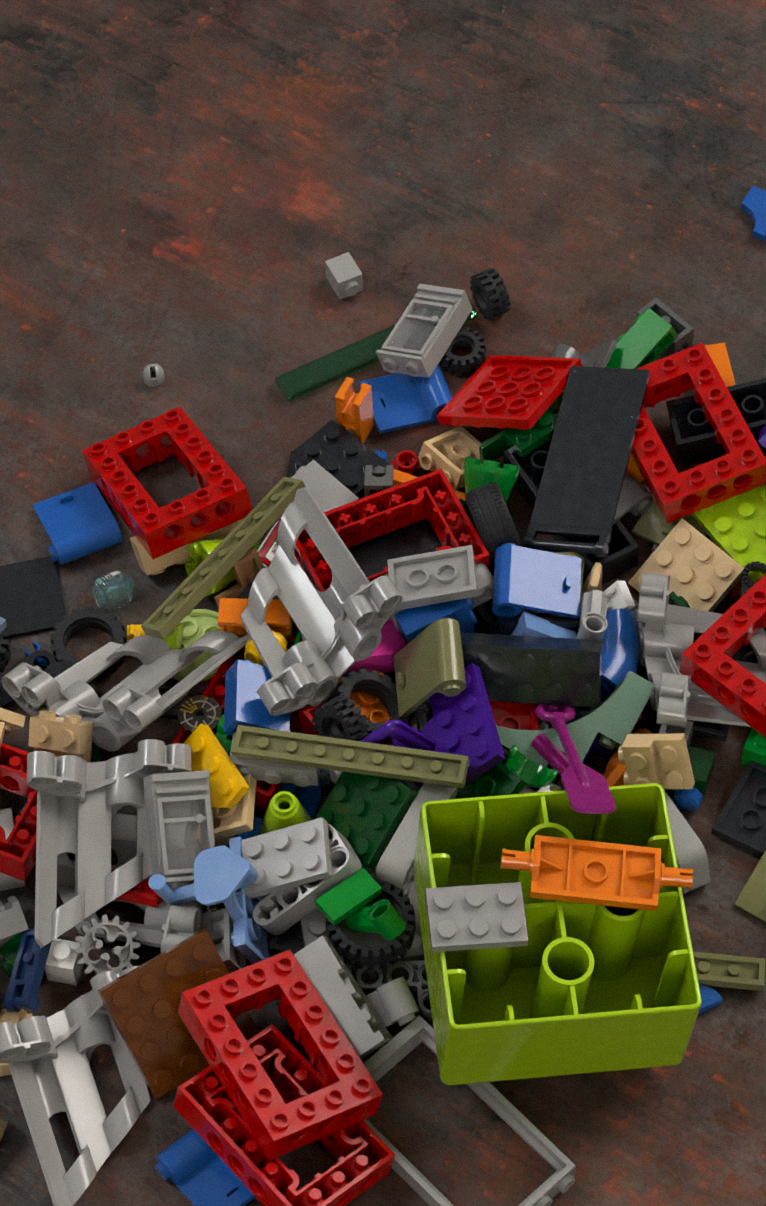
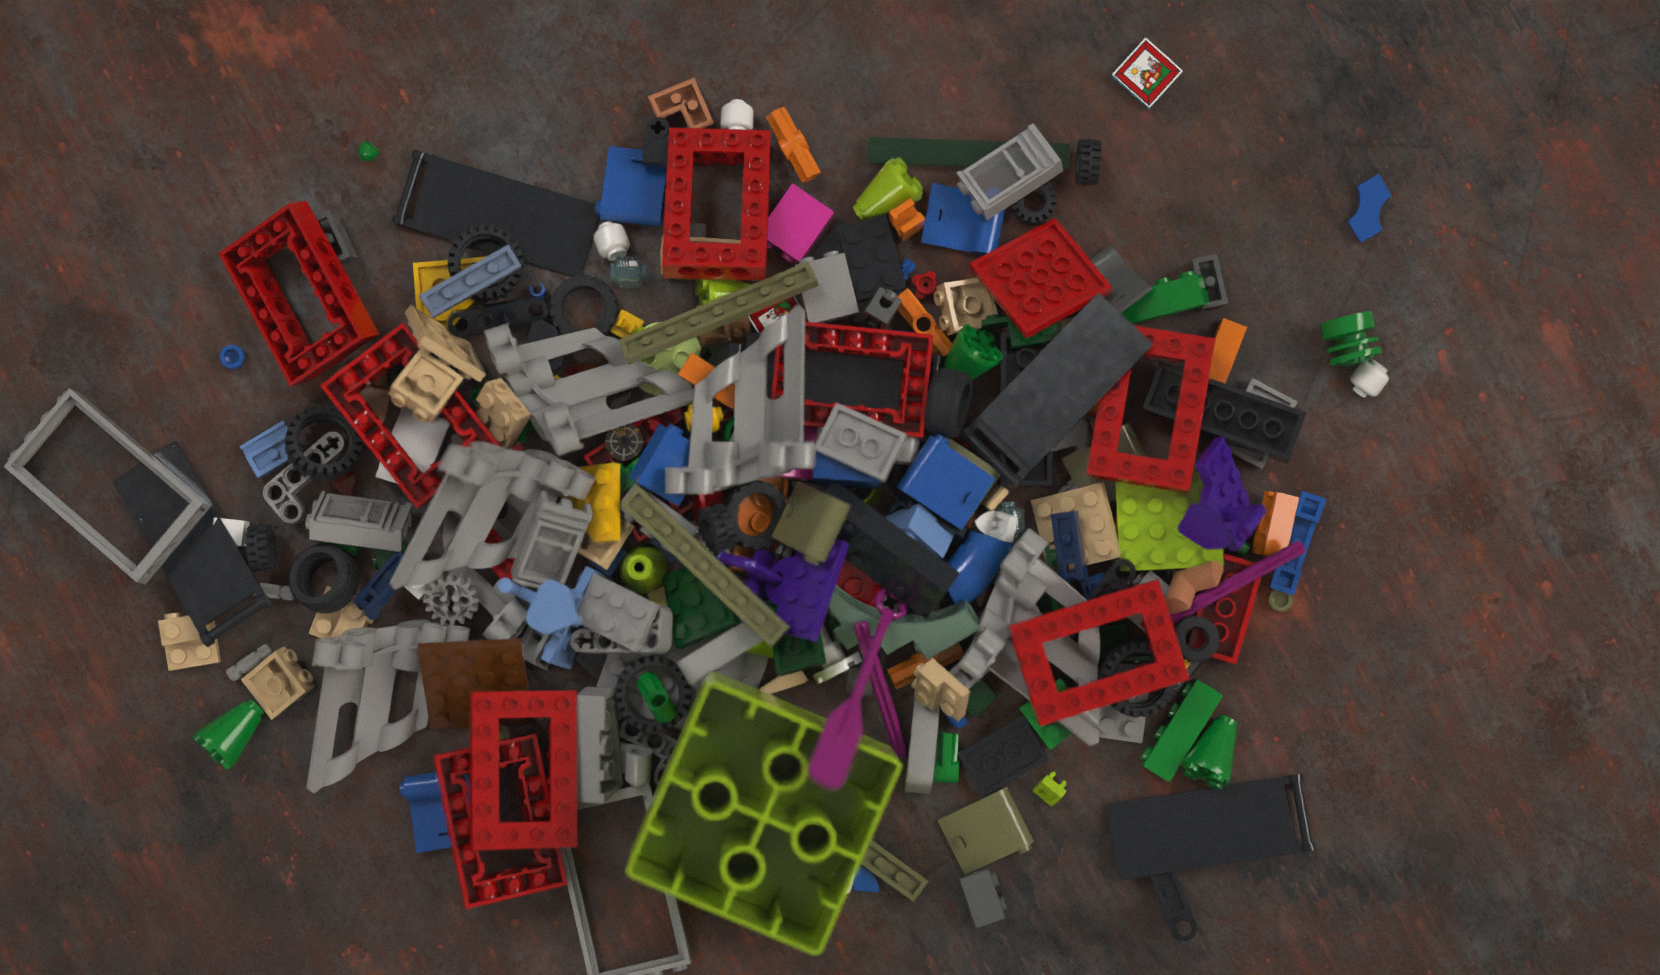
camera: 30 degrees right, 30 degrees up
(77, 430) = (682, 98): none -> nougat brick
(78, 473) = (656, 145): none -> black piece
(81, 572) = (611, 240): none -> white head
(138, 413) = (737, 115): none -> white head
(153, 381) = (778, 75): light grey hinge -> none
(210, 416) = (793, 145): none -> orange piece
(256, 465) = (797, 224): none -> dark pink brick
(318, 401) = (888, 190): none -> lime cone
(344, 275) = (982, 68): light grey brick -> none
(348, 896) = (645, 669): green tile -> none
(476, 917) = (693, 799): light grey plate -> none
(495, 214) = (1147, 73): none -> tile
(528, 770) = (841, 644): green helmet -> none
(593, 616) = (970, 540): light grey piece -> none
(596, 872) = (803, 815): orange plate -> none
(690, 583) = (1069, 546): none -> dark blue plate
(715, 845) = (946, 764): none -> green piece

